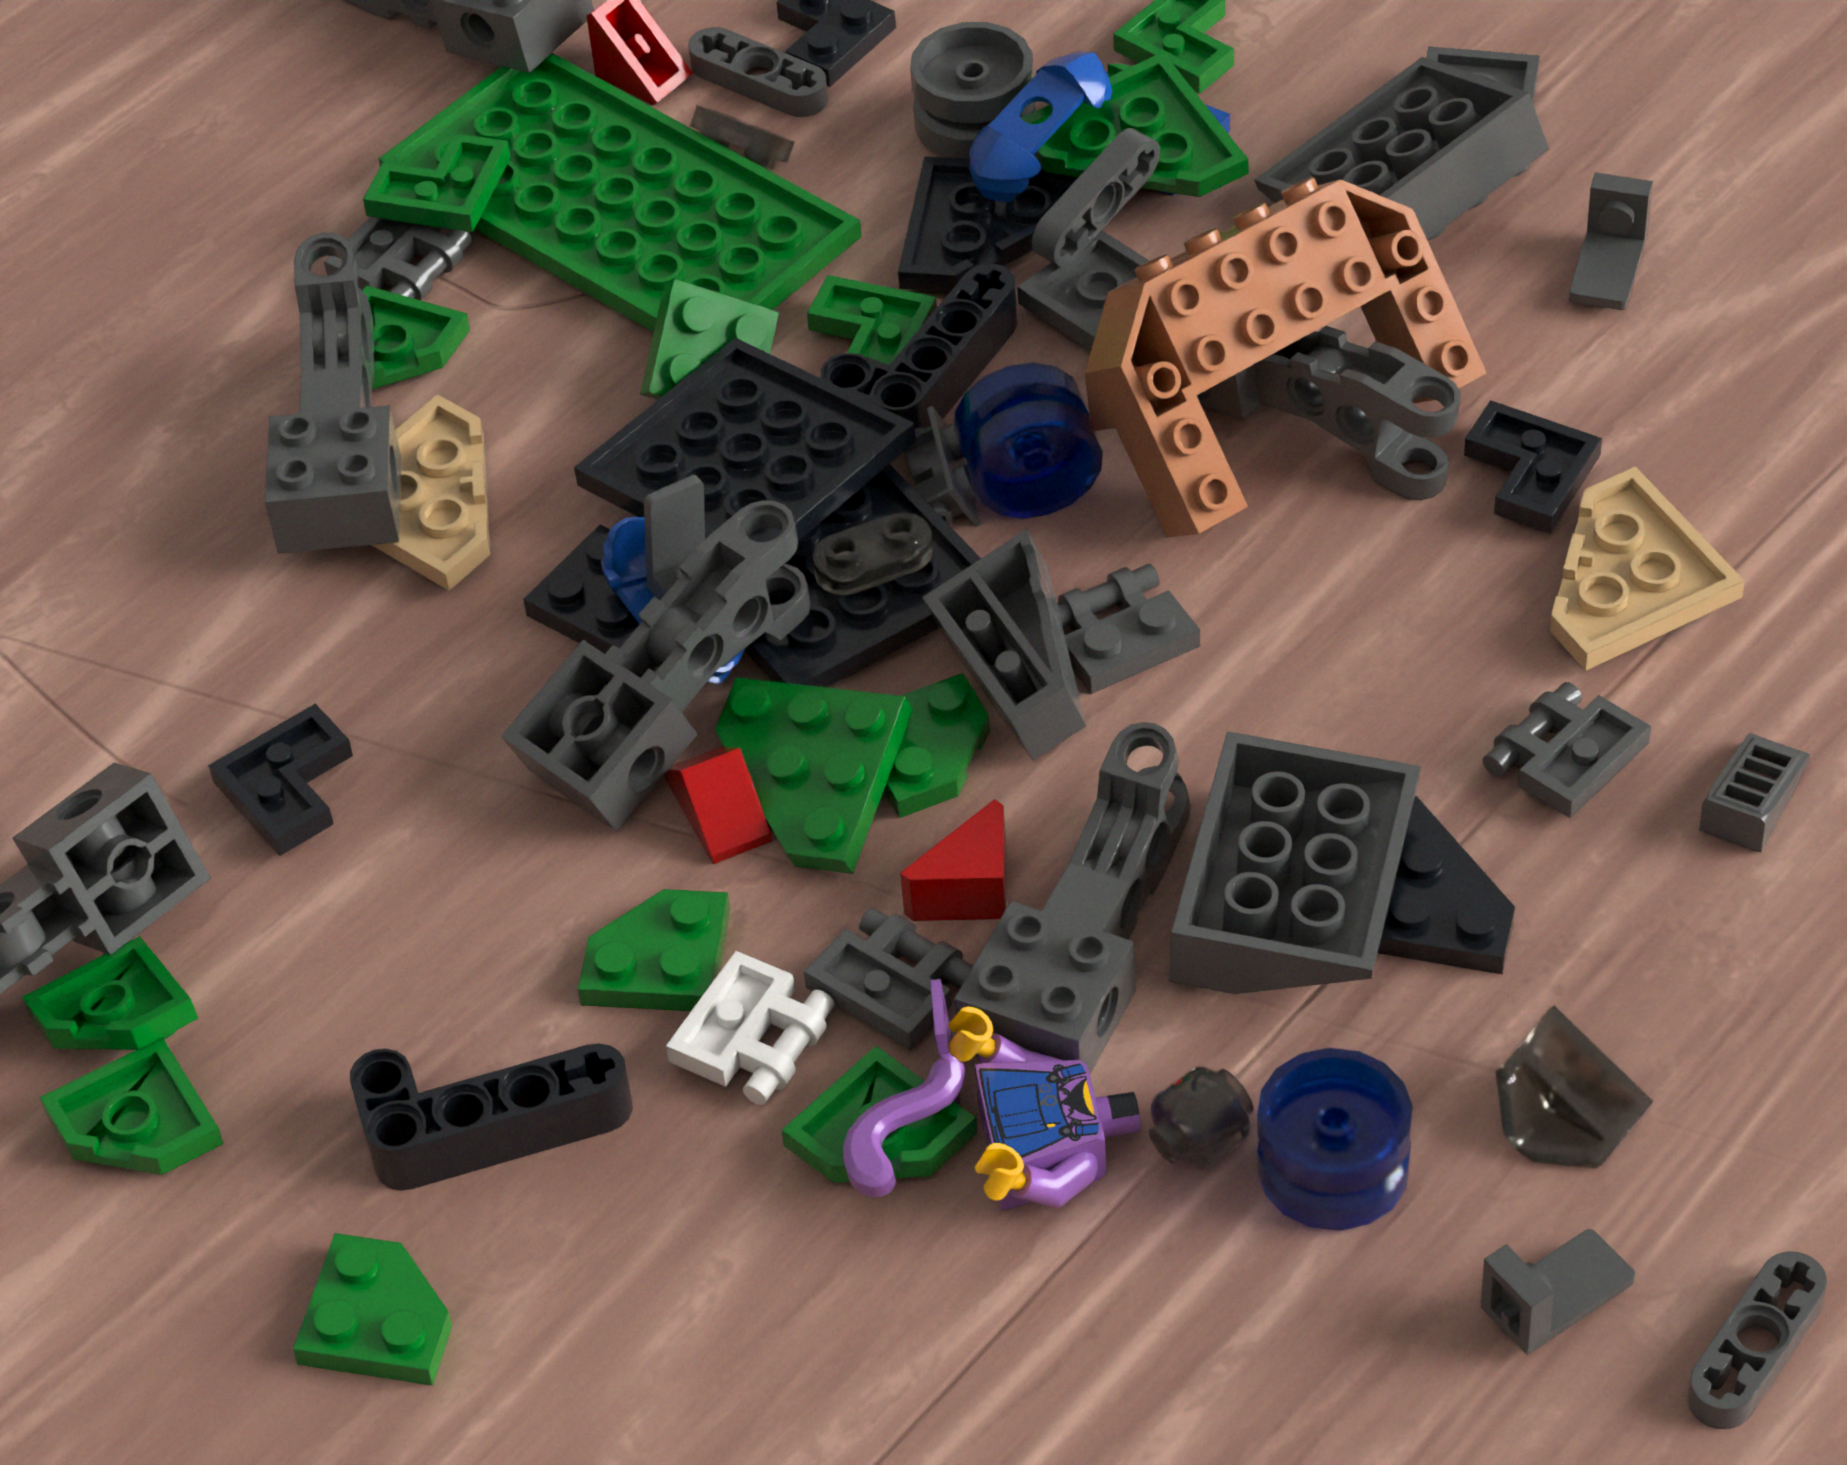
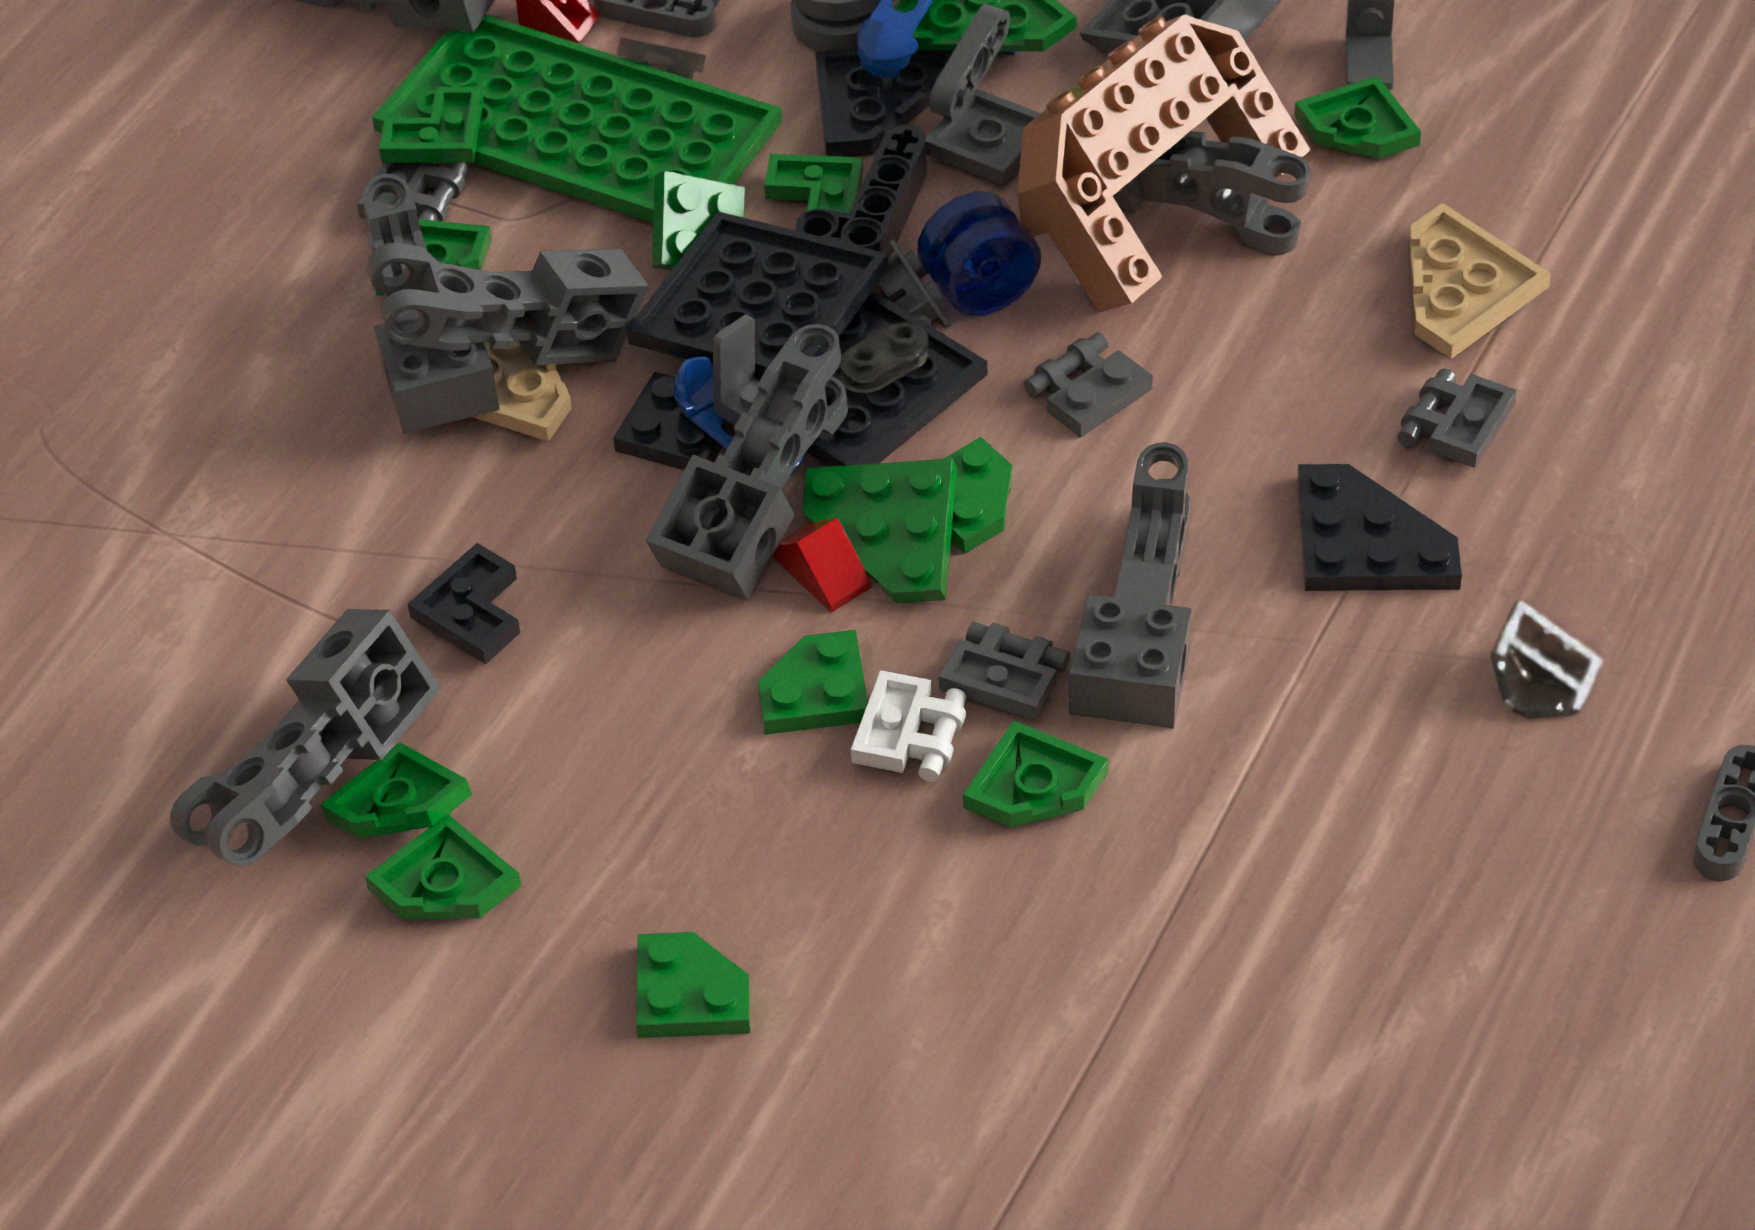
camera: 15 degrees left, 0 degrees up
(485, 1117) = (725, 830): black beam -> none
(500, 431) = (560, 312): none -> dark grey brick
(863, 1154) = (1034, 799): medium lavender piece -> none
(961, 873) = (1036, 584): red slope -> none
(1012, 641) = (1016, 408): dark grey wedge -> none
(1037, 1117) = (1155, 750): torso -> none
(1200, 1117) = (1278, 728): clear smoke head -> none
(1291, 867) = (1289, 535): dark grey slope -> none
(1334, 1138) = (1385, 725): clear blue wheel -> none
(1543, 458) = (1369, 205): black plate -> none
(1556, 1292) = (1575, 808): dark grey bracket -> none
(1567, 343) = (1359, 120): none -> green plate
(1743, 822) = (1600, 434): dark grey slope -> none

